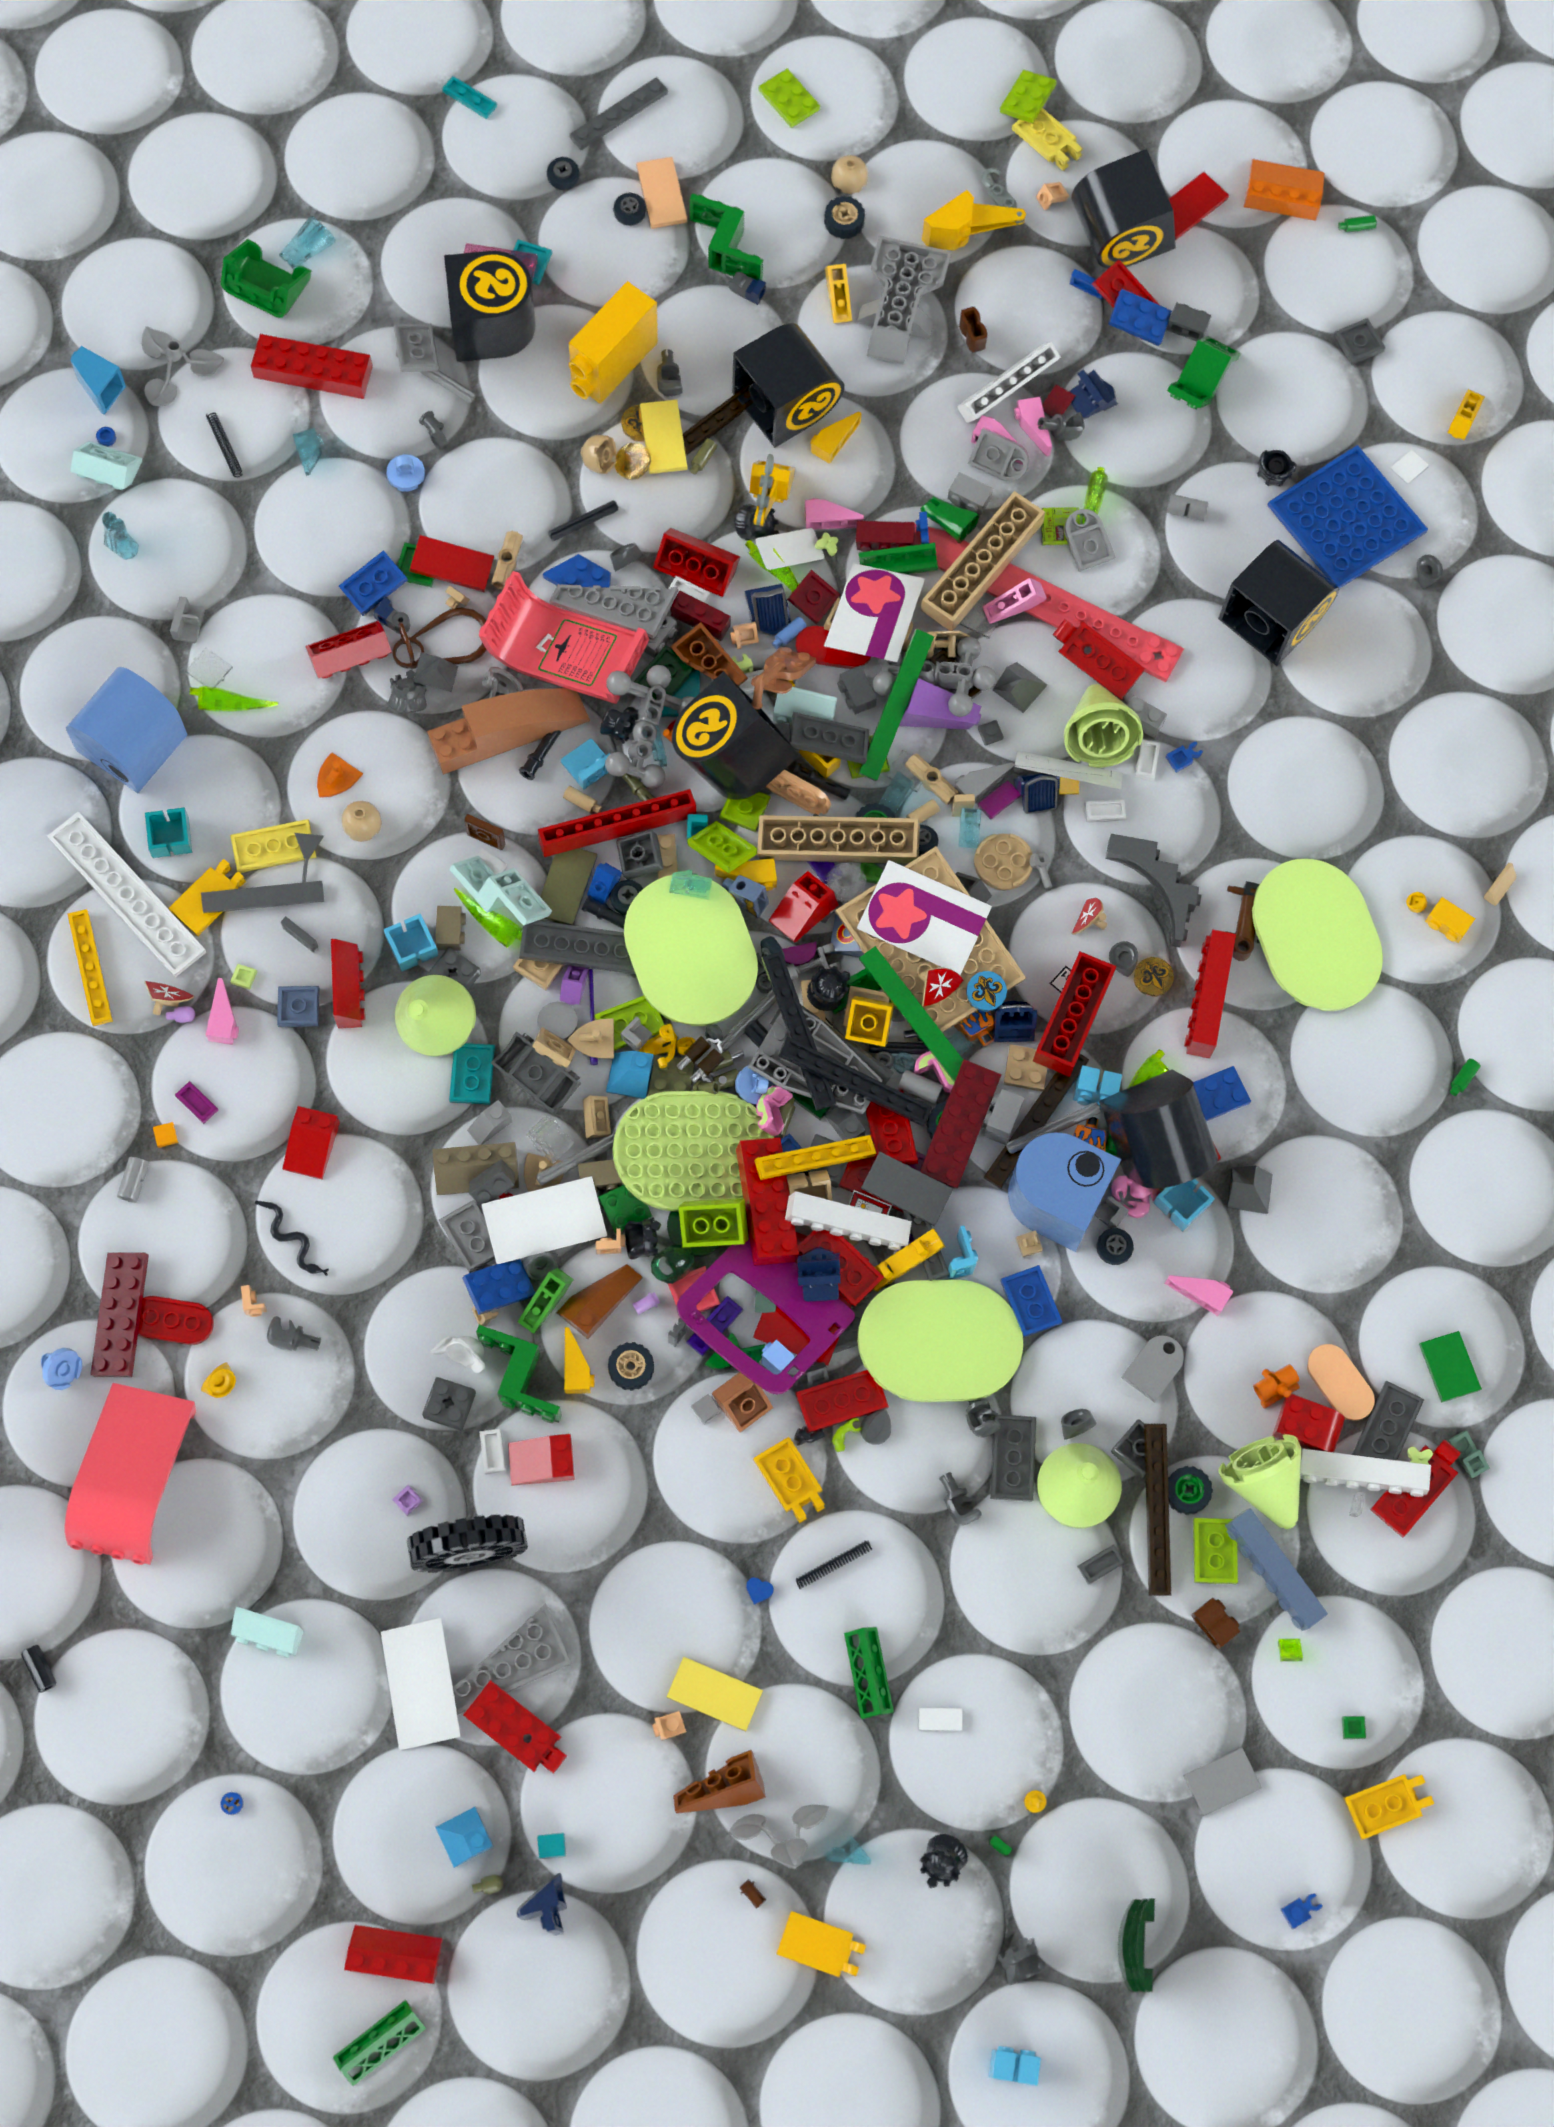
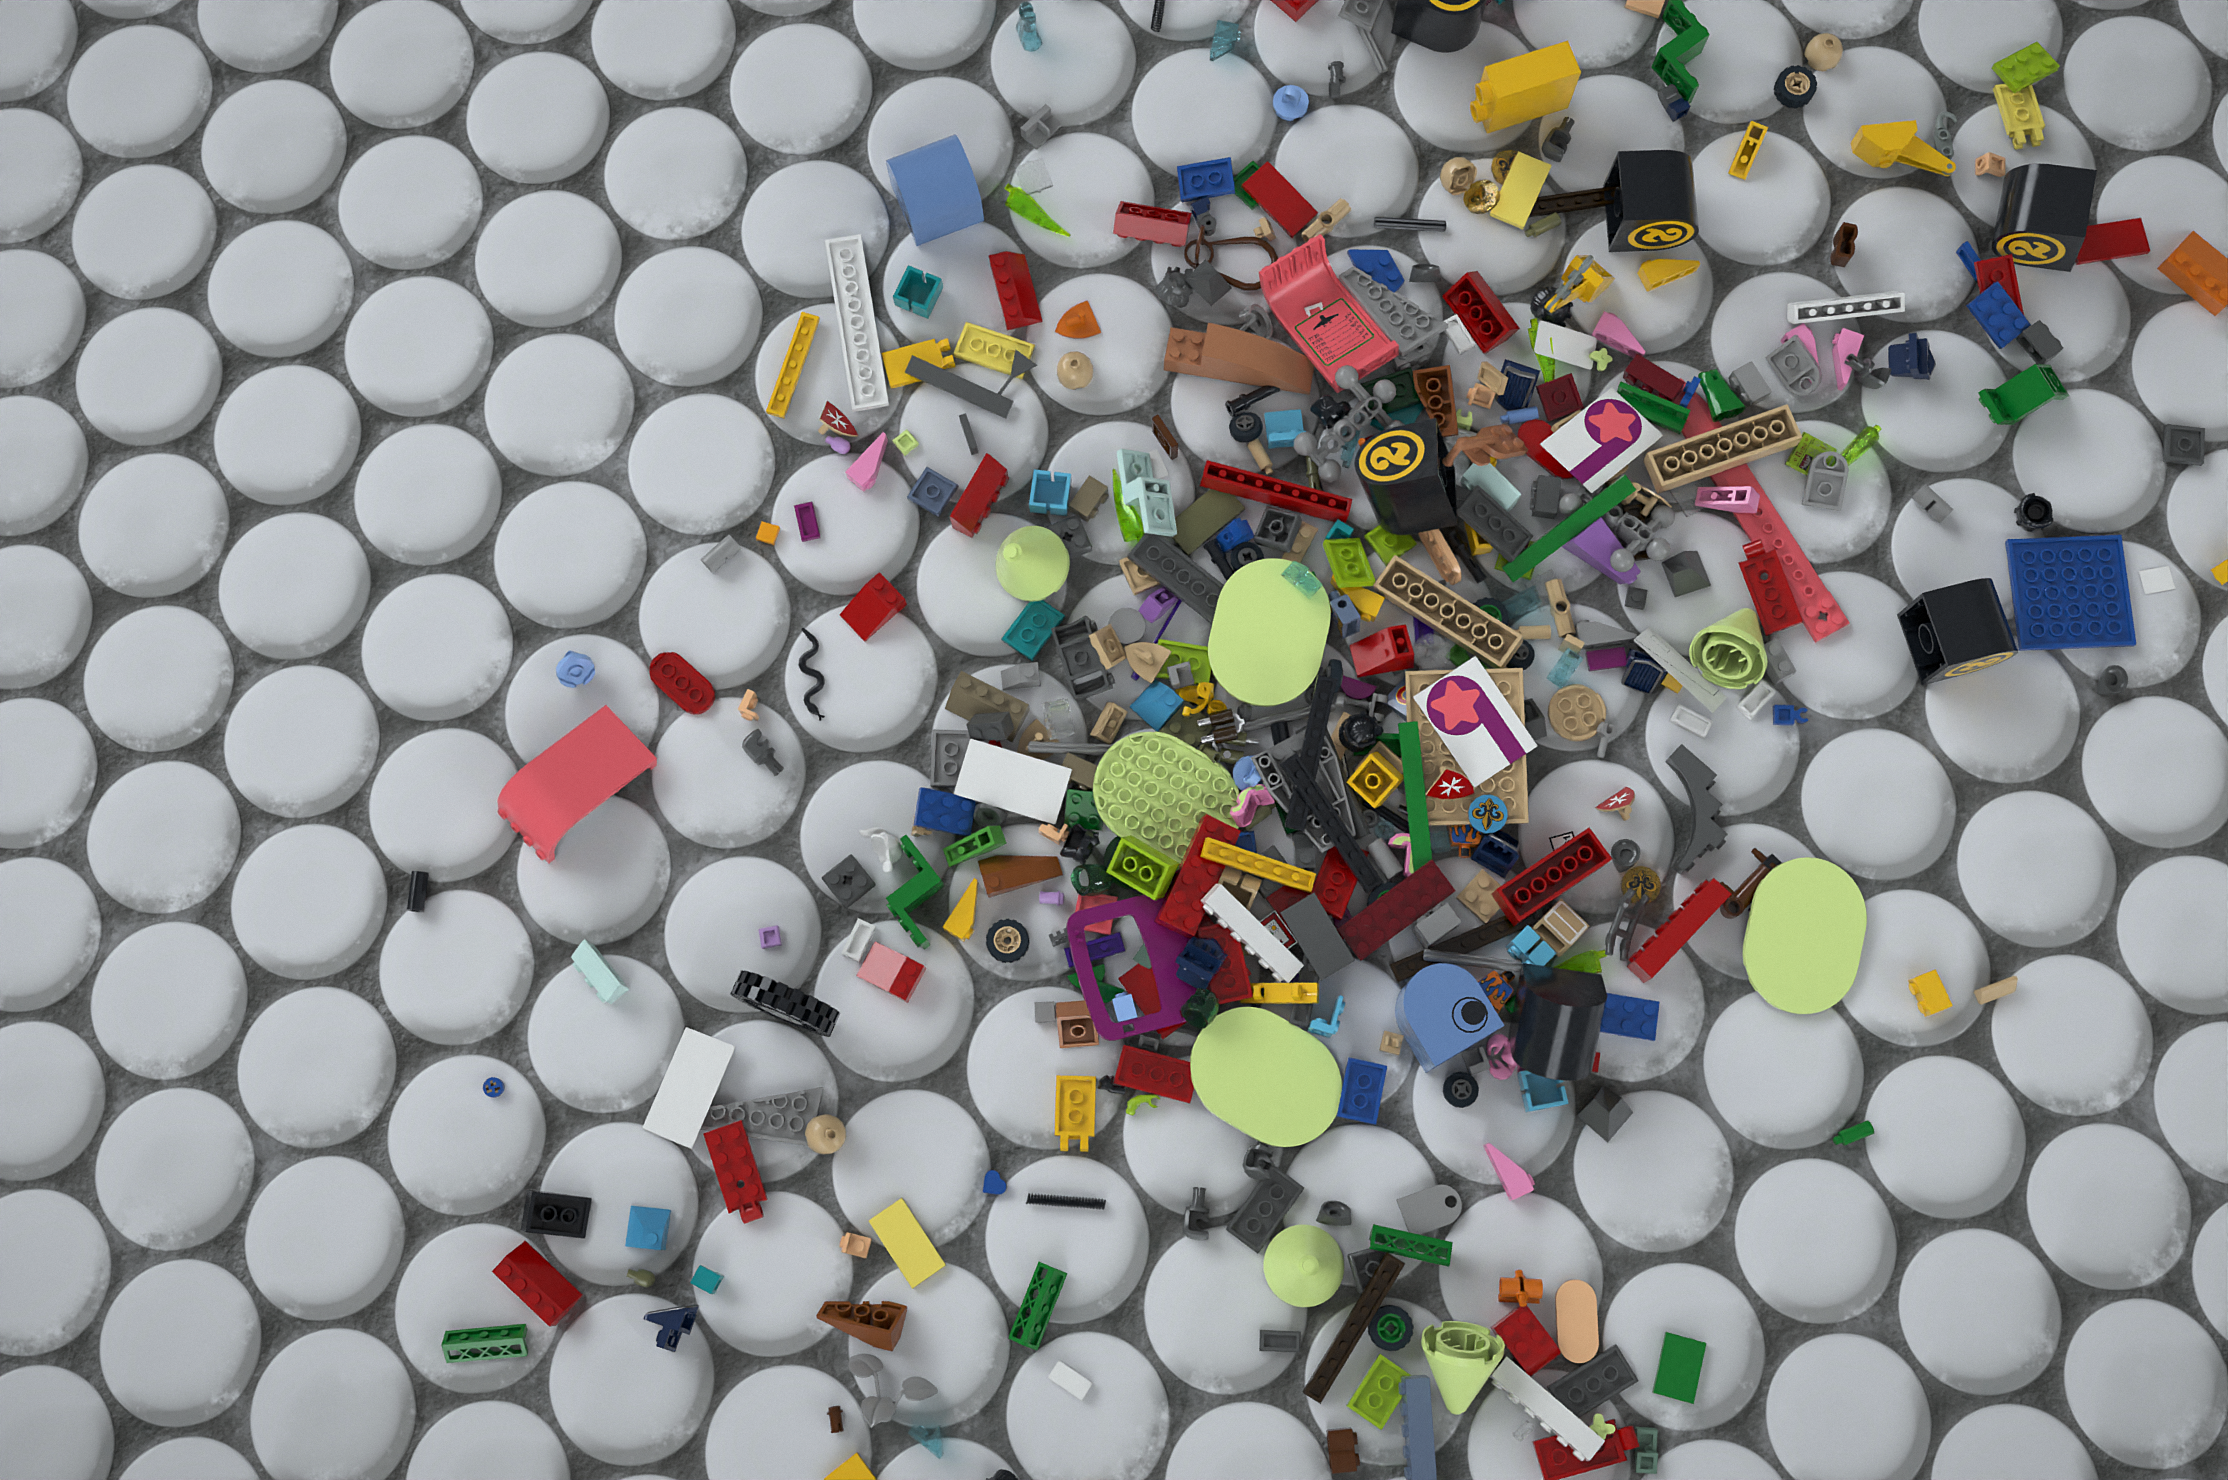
camera: 40 degrees right, 5 degrees up
(119, 1314) = (645, 654): dark red plate -> none
(219, 1382) = (687, 754): yellow piece -> none
(257, 780) = (1014, 289): none -> red slope
(369, 1880) = (555, 1214): none -> black slope
(551, 781) = (1245, 427): none -> black wheel
(577, 1643) = (825, 1134): none -> tan cylinder
(695, 611) = (1453, 354): dark red brick -> none
(745, 613) = (1492, 378): none -> tan tile
(846, 1314) = (1201, 1008): none -> clear green piece
(876, 1427) = (1169, 1113): dark grey piece -> none
(907, 274) = (1814, 157): light grey piece -> none
(1057, 401) = (1878, 347): dark red sticker -> none
(1110, 1051) = (1560, 927): none -> tan brick
(1159, 1406) = (1412, 1242): none -> green fence
(1166, 1007) = (1632, 916): none -> dark grey piece
(1416, 902) = (1911, 960): yellow tile -> none

